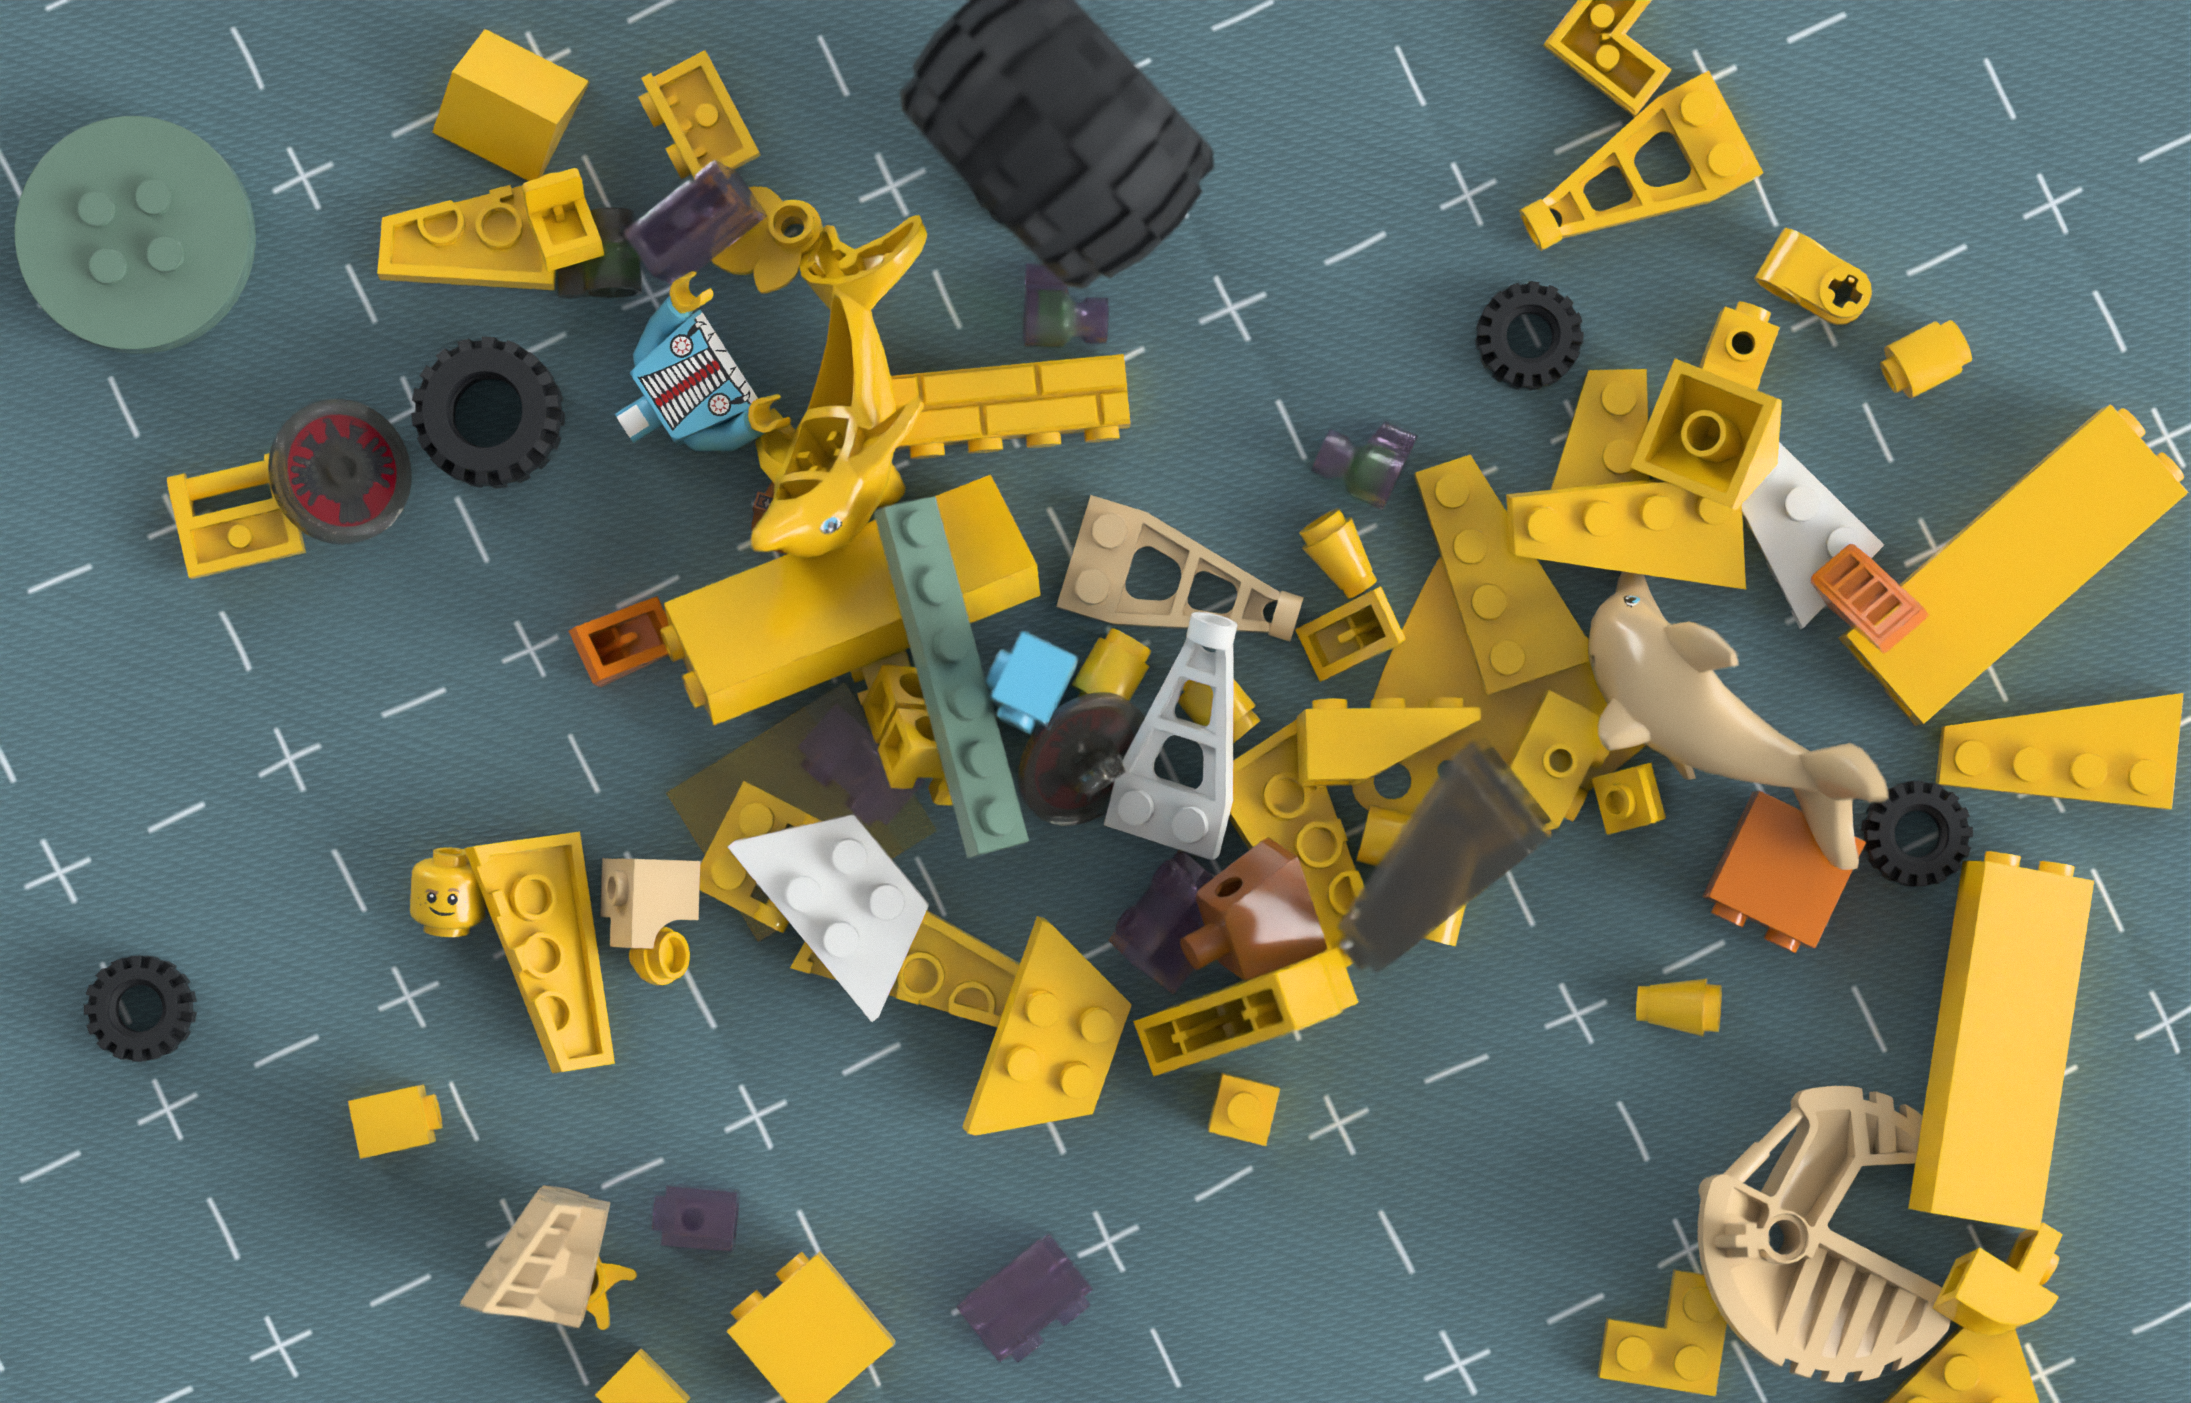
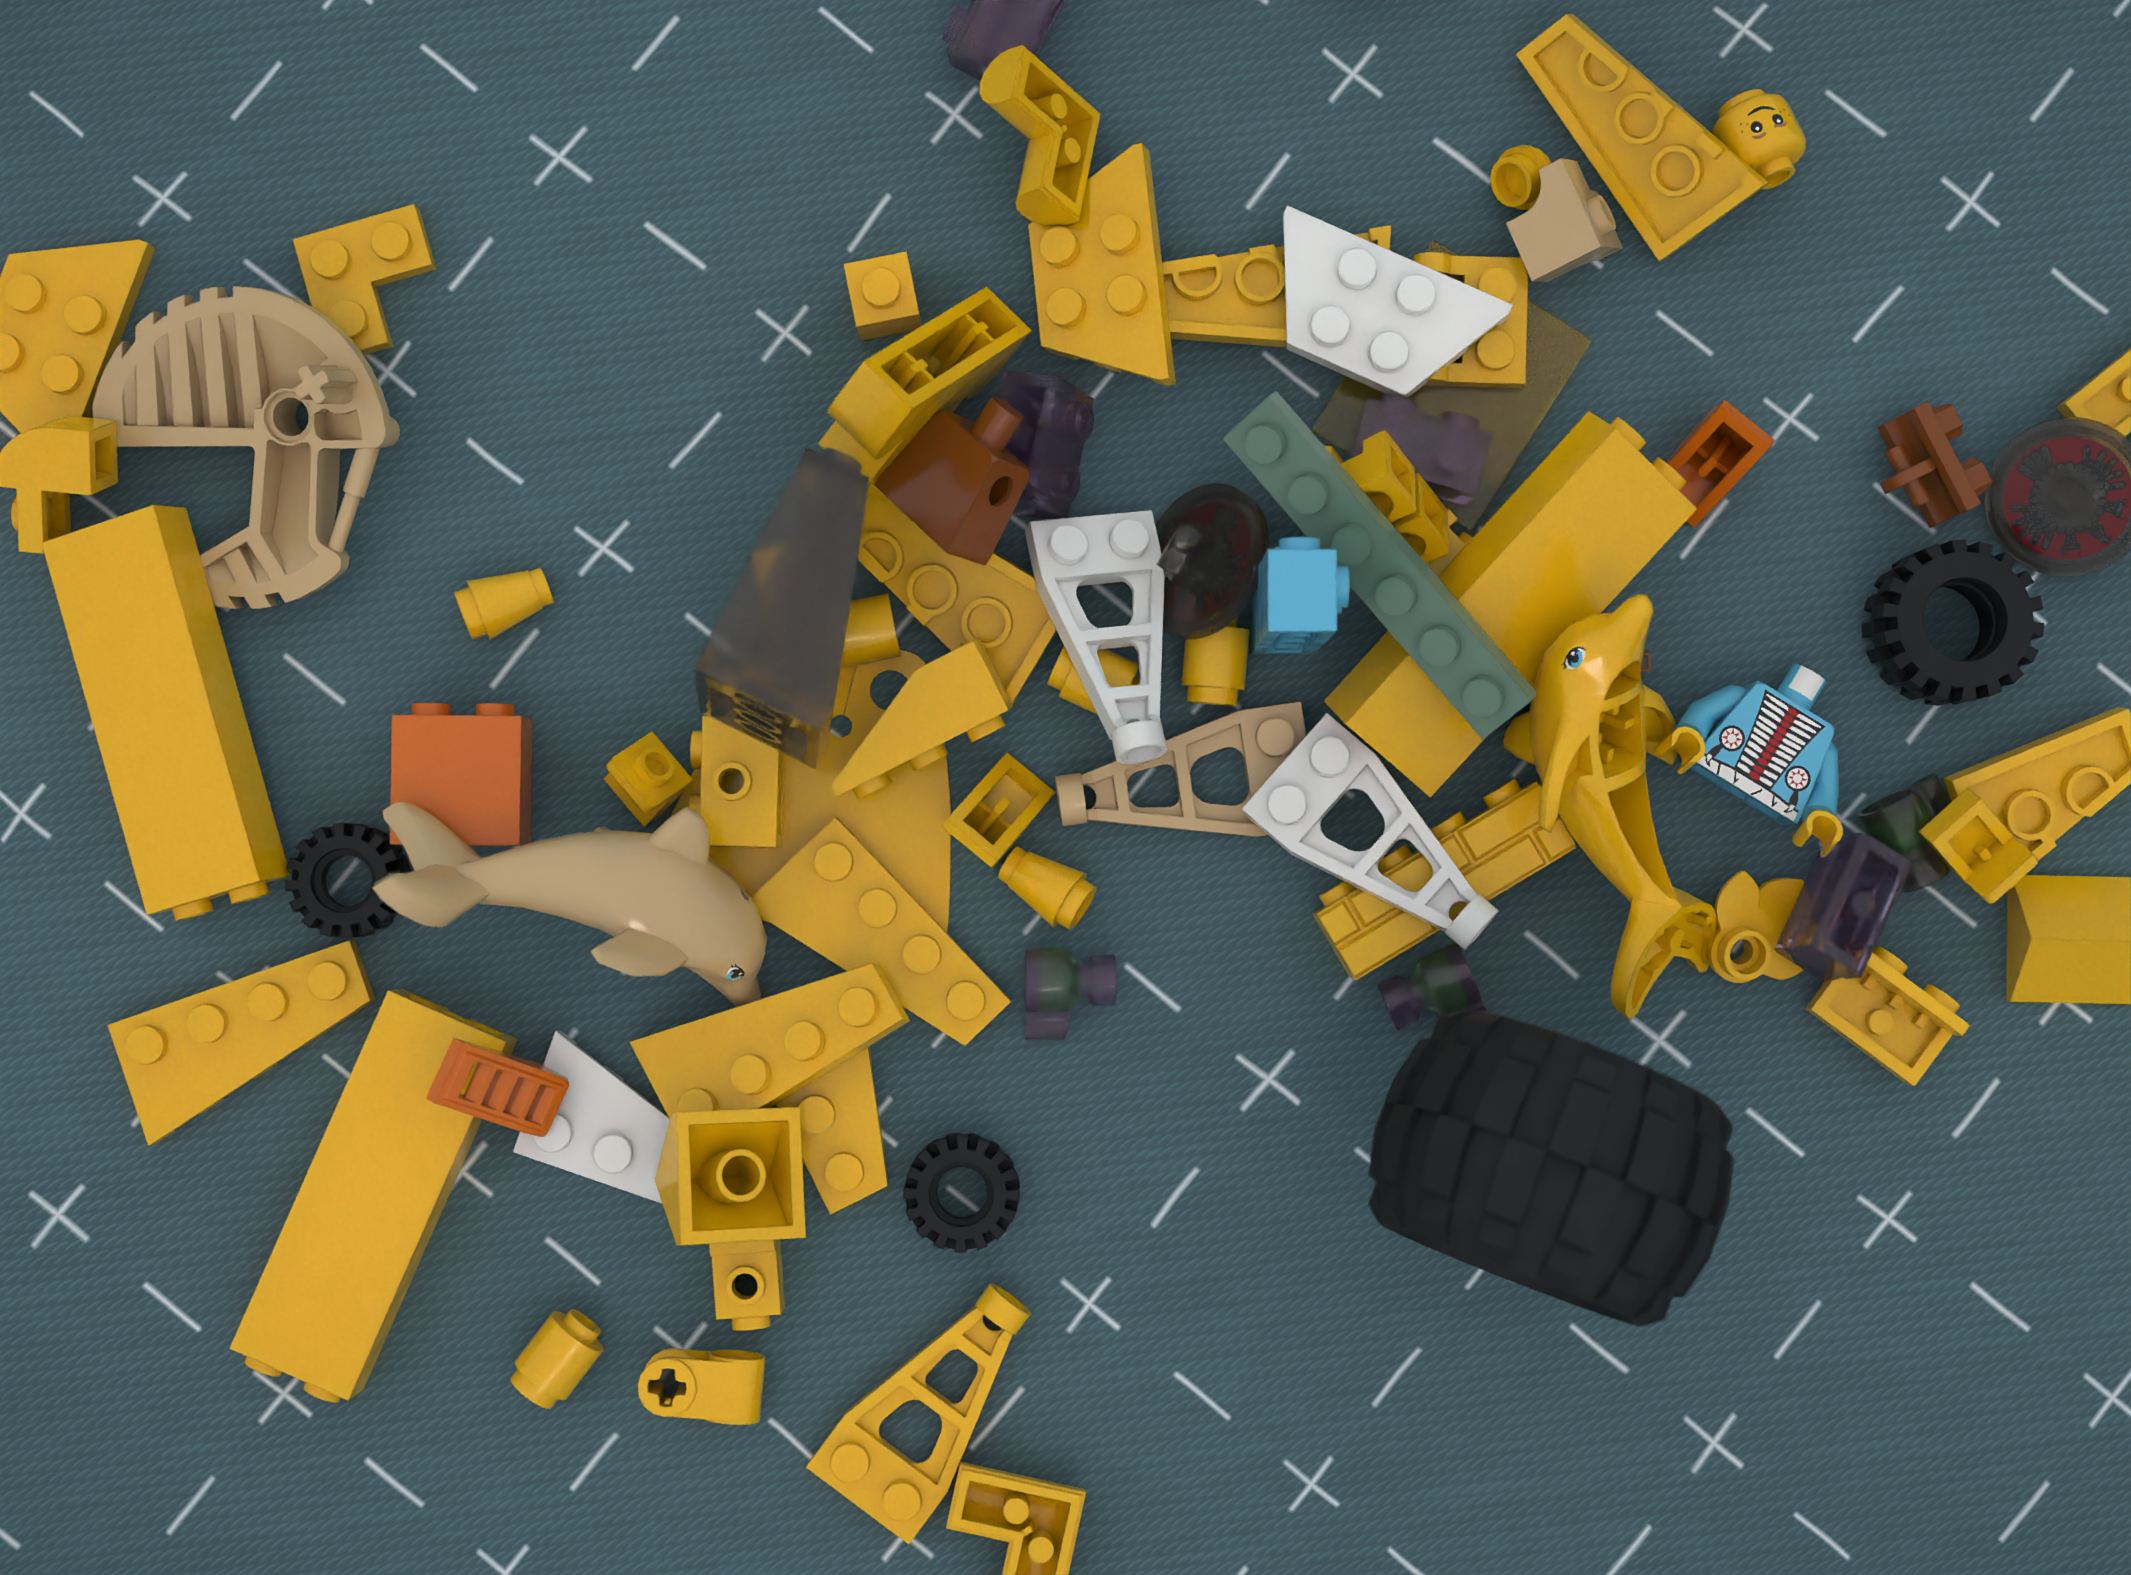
camera: 155 degrees right, 0 degrees up
(444, 553) = (1928, 464): none -> dark orange hips
(1032, 1174) = (1059, 133): none -> yellow brick
(1084, 531) = (1310, 785): none -> white plate

